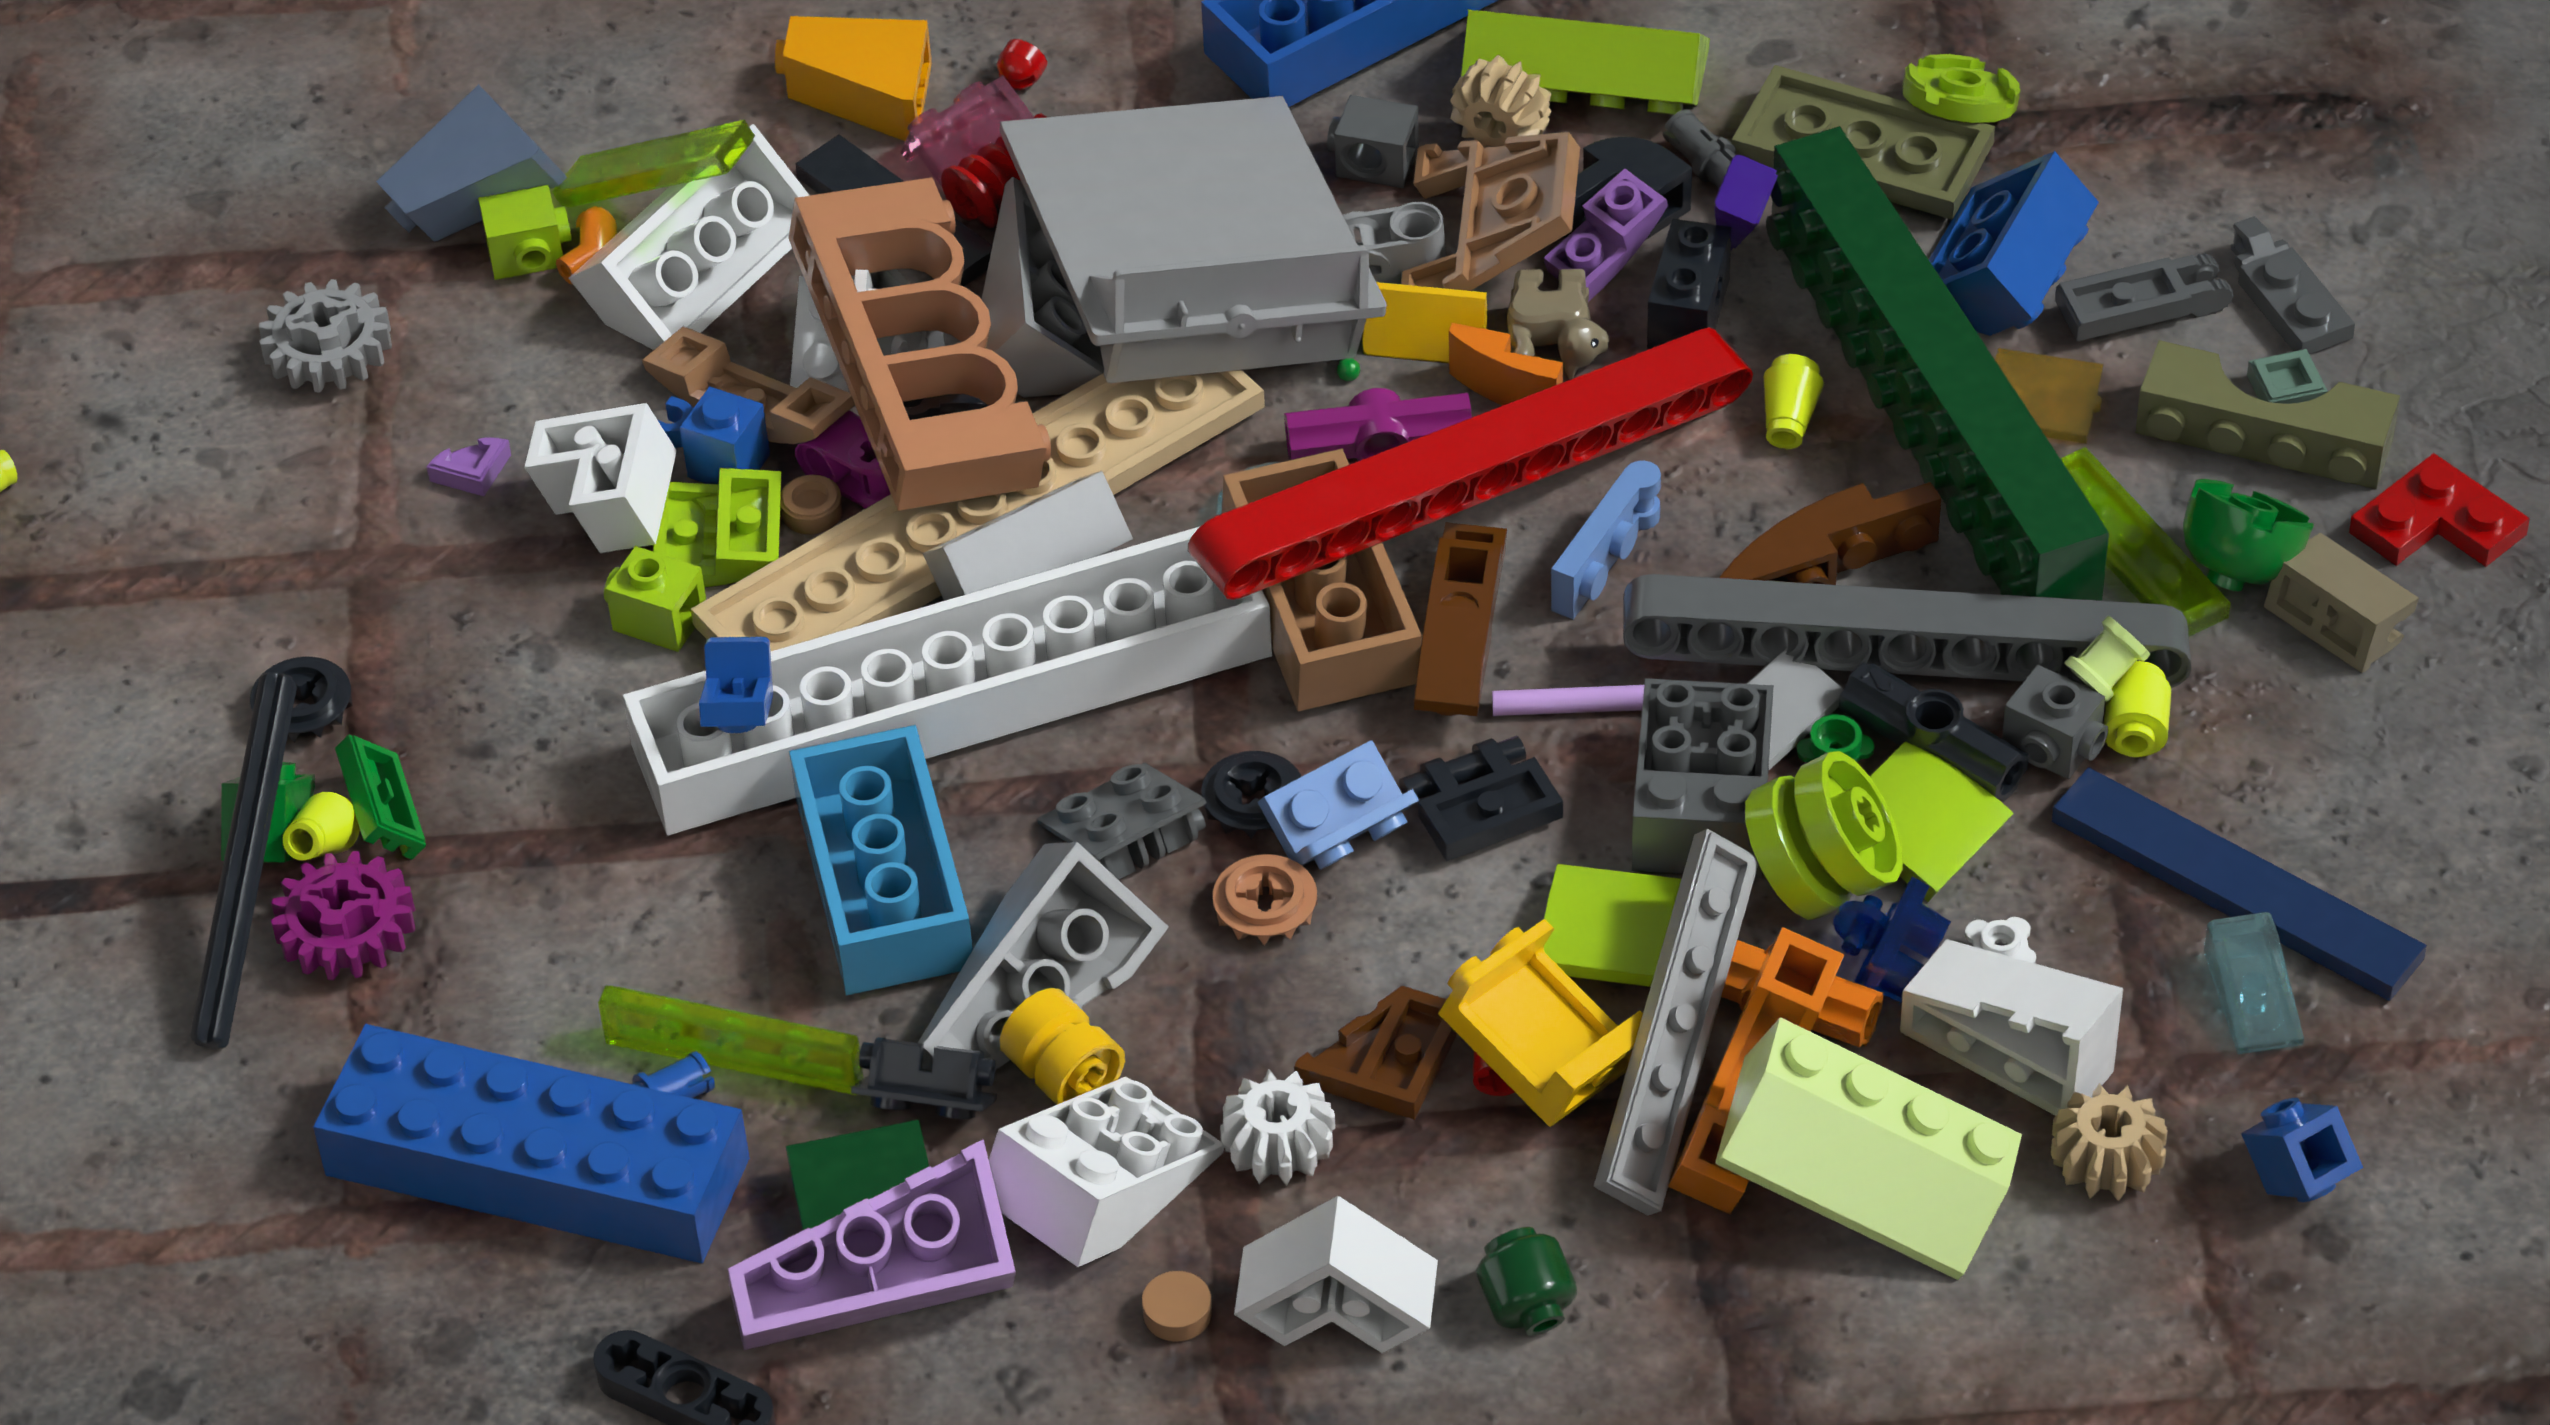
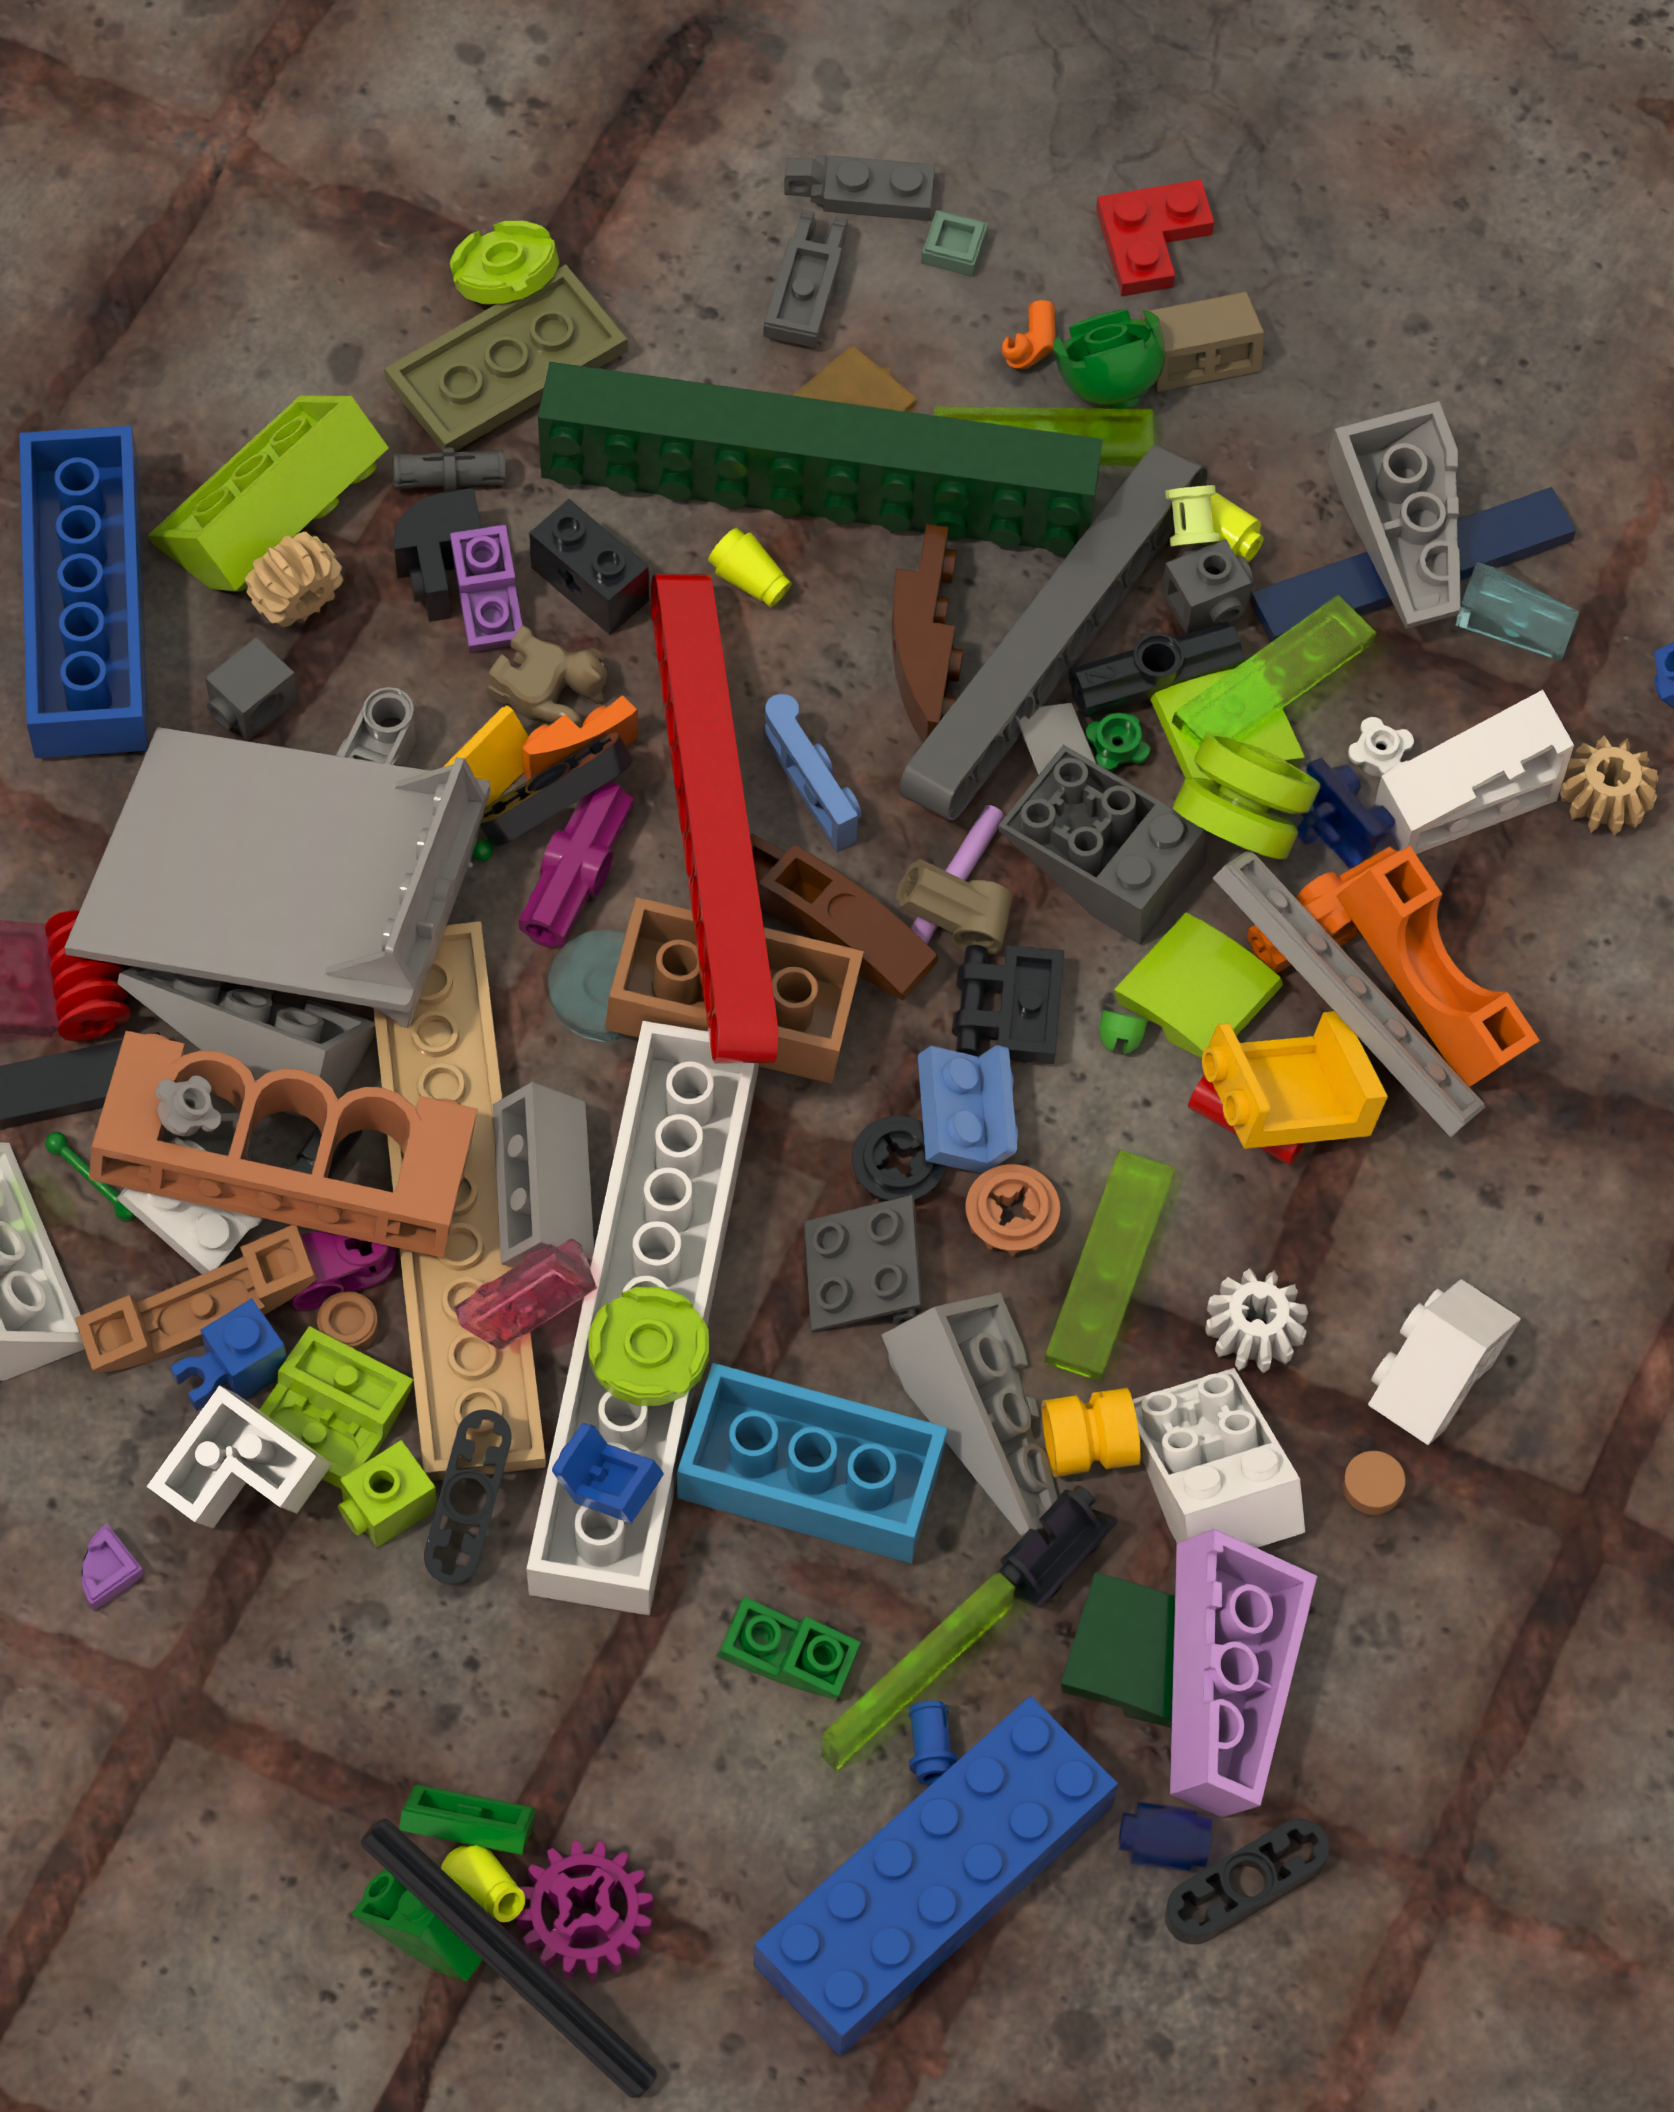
camera: 65 degrees left, 15 degrees up
(324, 682) = (310, 1808): black gear -> none
(660, 638) = (494, 1456): none -> black beam
(684, 1301) = (1165, 1837): none -> clear blue brick
(697, 942) = (788, 1651): none -> green slope
(870, 252) = (179, 1117): none -> light grey plate
(885, 562) = (527, 1294): none -> clear pink bracket
(895, 669) = (648, 1346): none -> lime tile
(1260, 998) = (1109, 1265): none -> clear neon green tile
(1385, 1055) = (1227, 1205): reddish brown wing -> none
(1434, 370) = (555, 789): none -> black beam
(1512, 204) = (422, 630): medium nougat wing -> none
(1518, 890) = (1122, 1026): none -> bright green hinge
(1526, 1280) = (1508, 1230): dark green head -> none
(1548, 715) = (971, 910): none -> dark tan piece
(1743, 196) = (552, 475): dark purple slope -> none
(1867, 1148) = (1555, 938): yellowish green slope -> none
(2001, 816) = (1276, 674): none -> clear neon green tile
(2013, 242) = (695, 324): blue slope -> none
(2259, 478) = (1037, 342): none -> orange arm
(2278, 813) = (1405, 506): none -> light grey wedge
(2331, 436) = (942, 310): olive arch -> none

